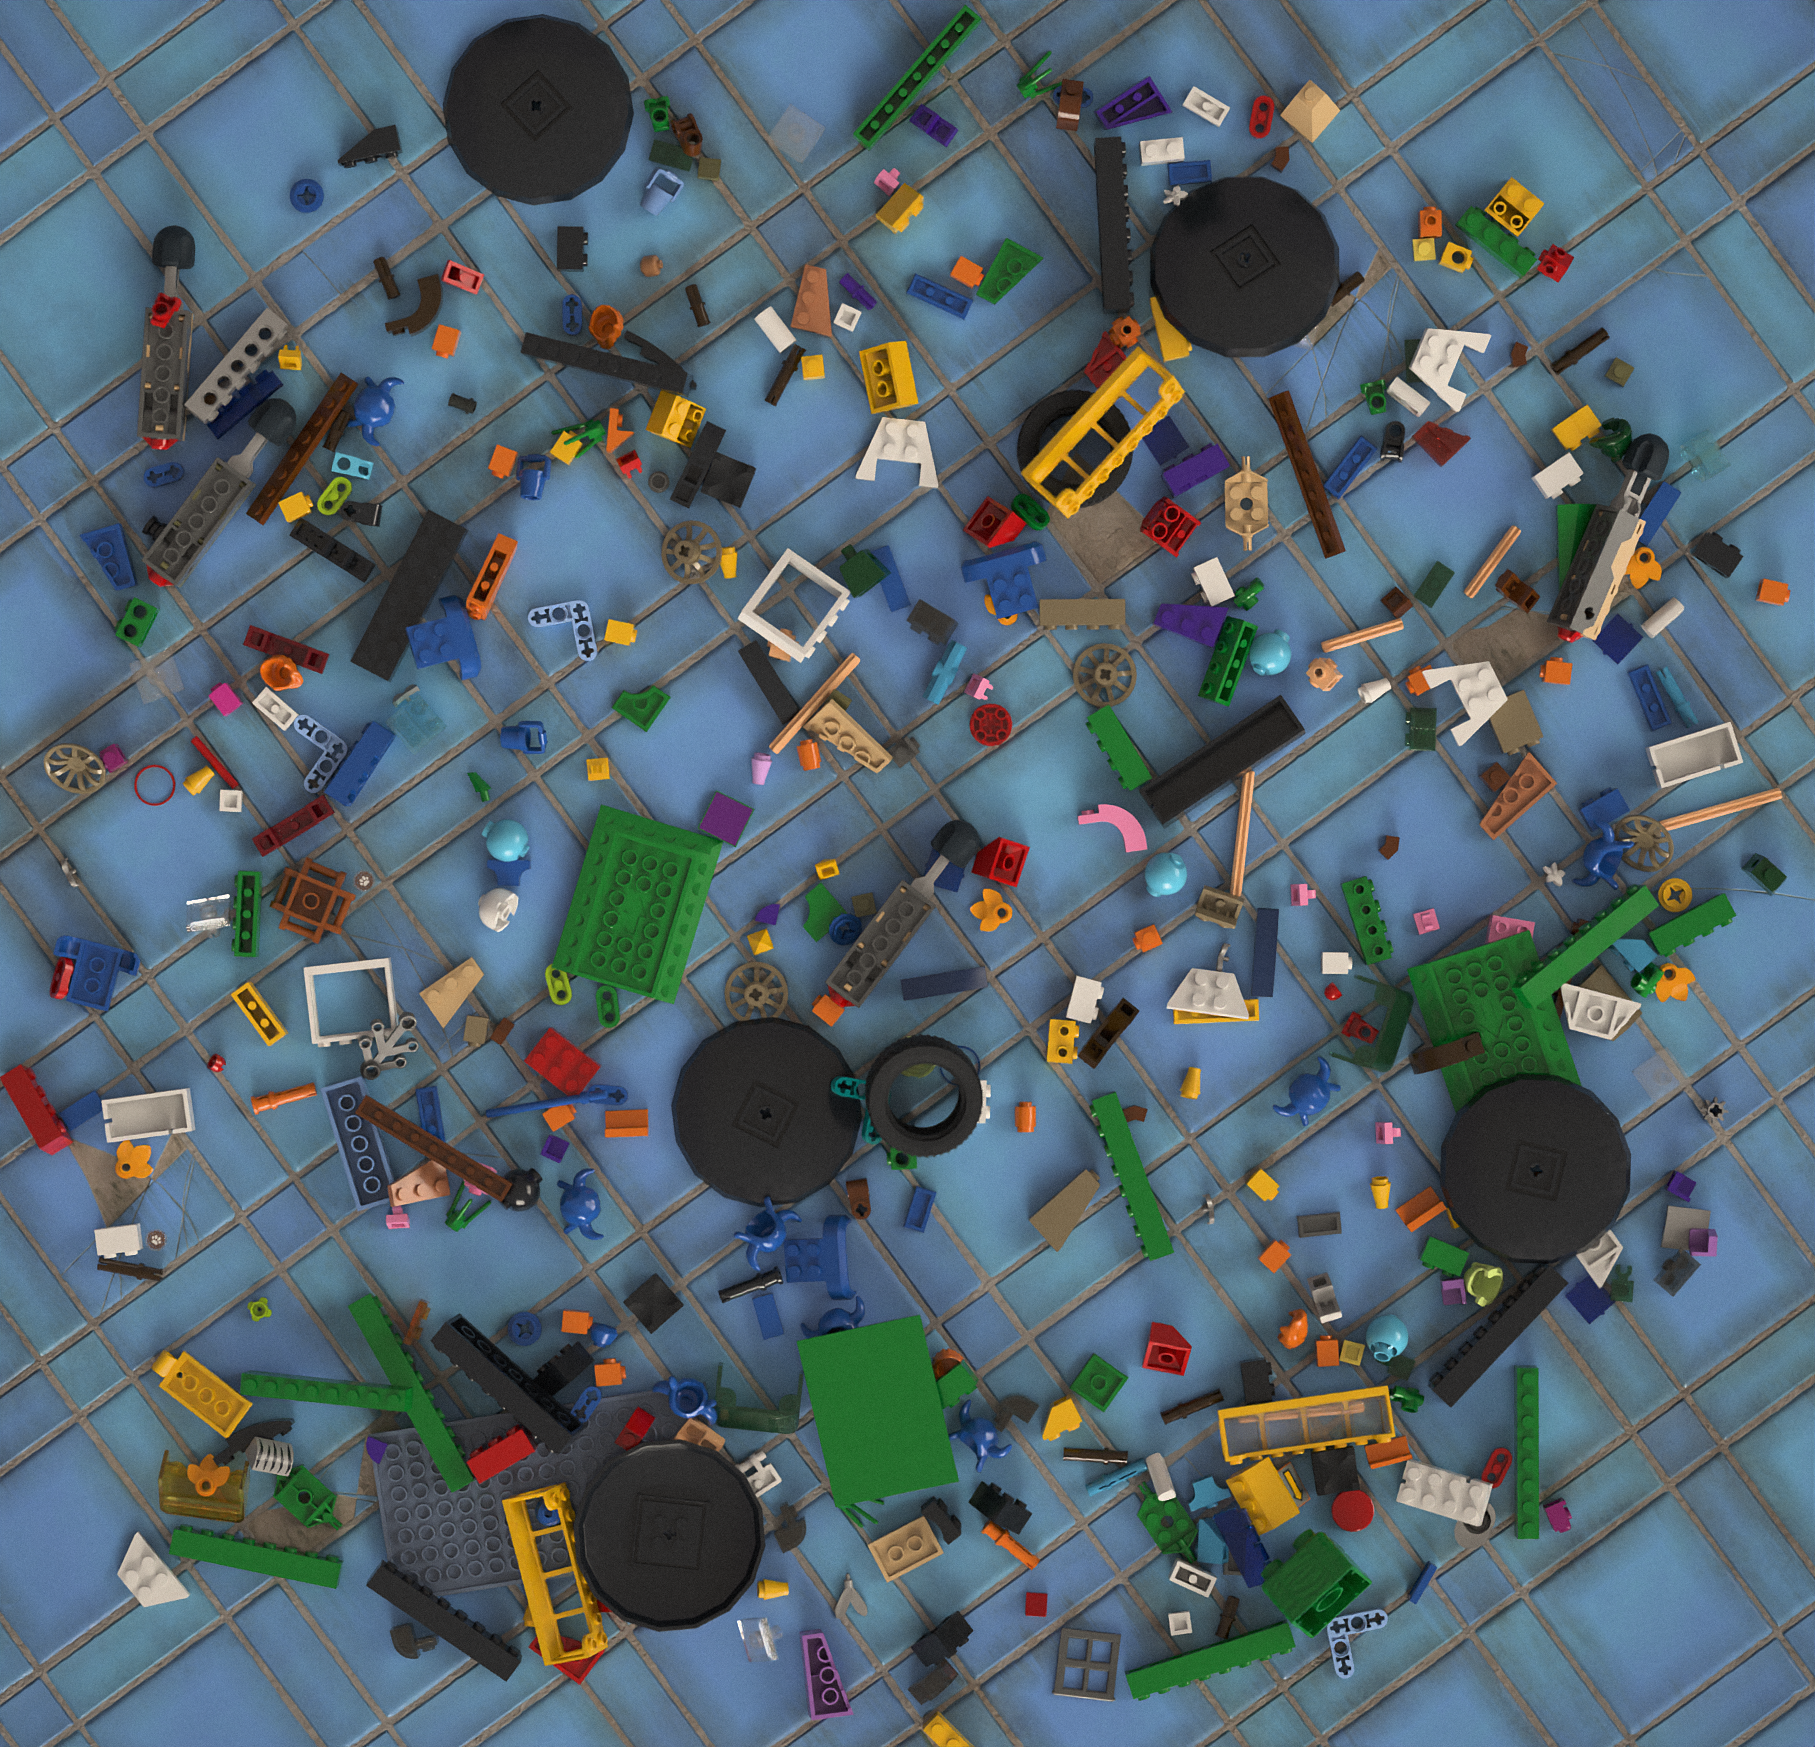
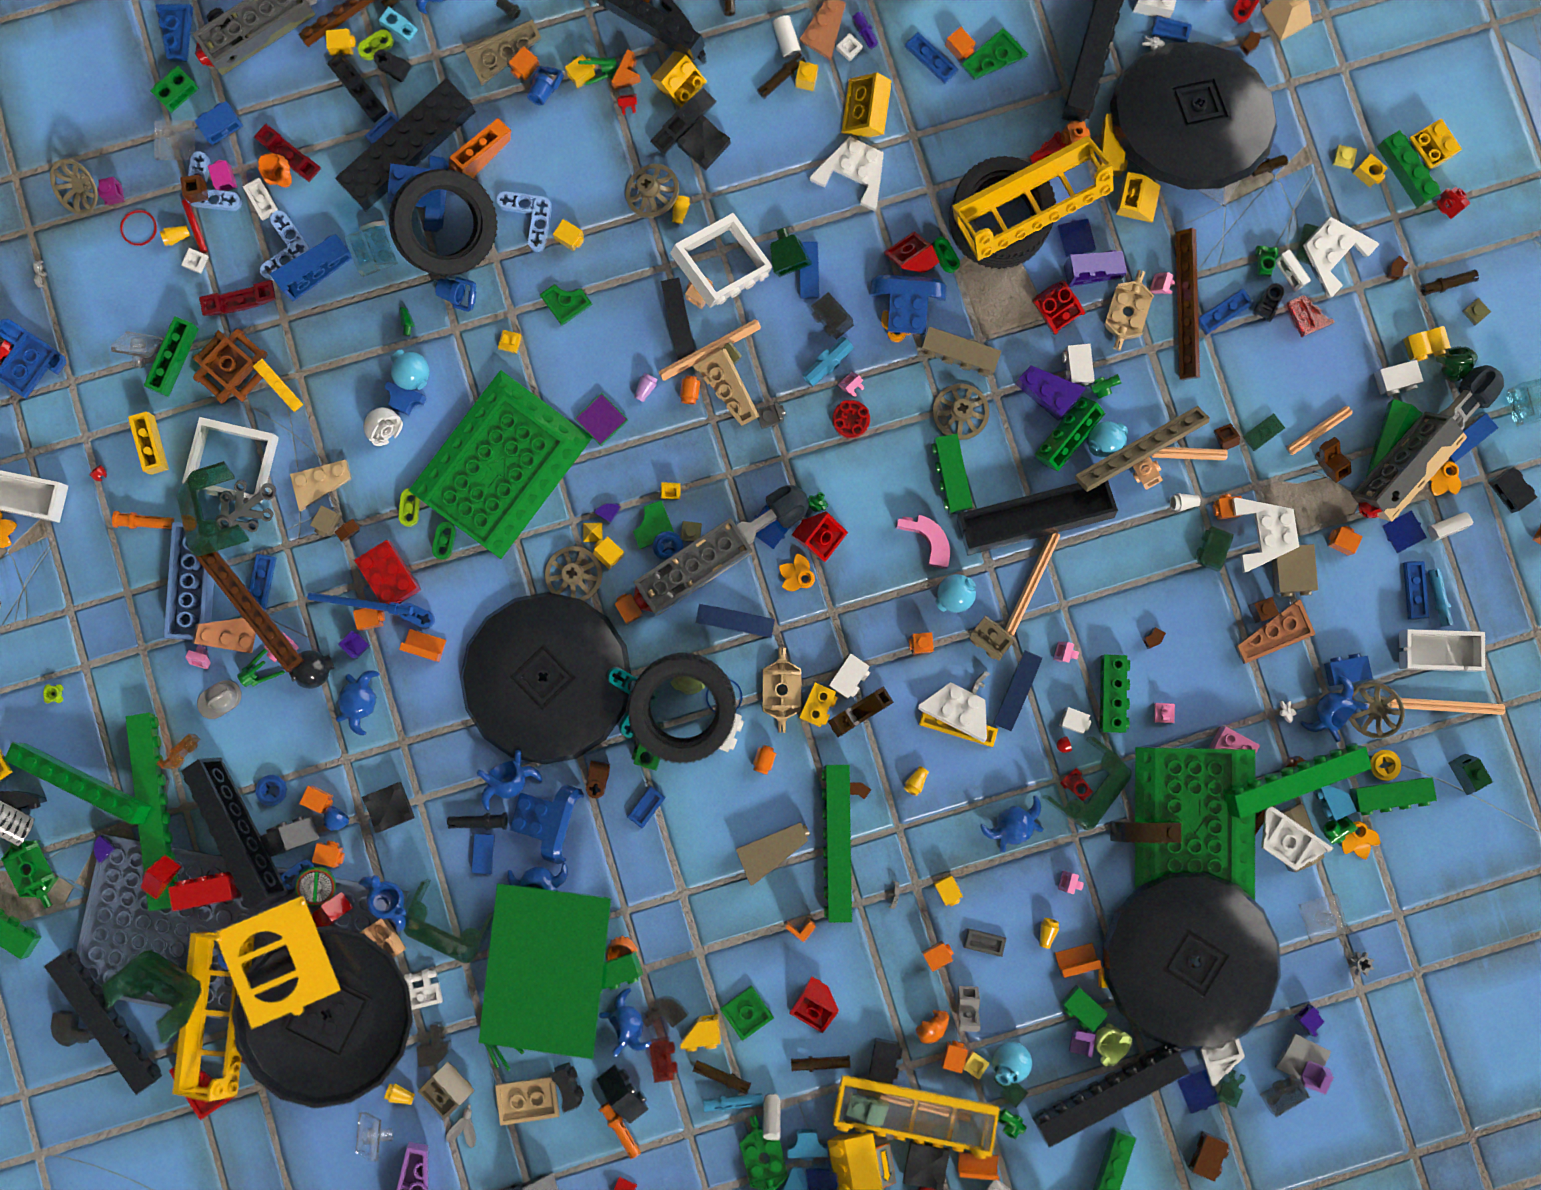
camera: 20 degrees right, 5 degrees down
(200, 642) = (218, 122): none -> blue brick
(205, 719) = (227, 195): none -> light blue beam
(205, 726) = (194, 188): none -> reddish brown brick
(362, 1094) = (201, 534): none -> clear green windscreen
(363, 880) = (280, 365): clear tile -> none
(372, 904) = (278, 385): none -> yellow piece
(377, 586) = (382, 127): none -> blue tile
(433, 1254) = (219, 699): none -> light grey piece
(450, 1454) = (159, 876): none -> red slope
(469, 458) = (495, 53): none -> dark tan wing
(493, 1558) = (164, 980): none -> clear green windscreen
(527, 690) = (483, 216): none -> black tyre
(610, 1409) = (316, 885): none -> tile
(617, 1463) = (312, 964): none -> yellow door
(658, 482) = (646, 126): dark grey plate -> none
(784, 958) = (607, 552): none -> yellow brick
(819, 1567) = (446, 1090): none -> dark tan slope
(986, 827) = (817, 502): none -> green plant
(1015, 1020) = (774, 704): none -> tan plate
(1030, 1462) = (662, 1059): none -> clear red brick
(1129, 1278) = (804, 932): none -> orange panel
(1215, 377) = (1138, 197): none -> yellow slope
(1259, 1434) = (869, 1110): none -> sand green brick
(1272, 461) = (1161, 283): none -> bright pink tile
(1309, 651) = (1142, 448): none -> dark tan plate
(1429, 223) = (1358, 135): orange brick -> none
(1620, 1360) = (1209, 1156): none -> reddish brown brick

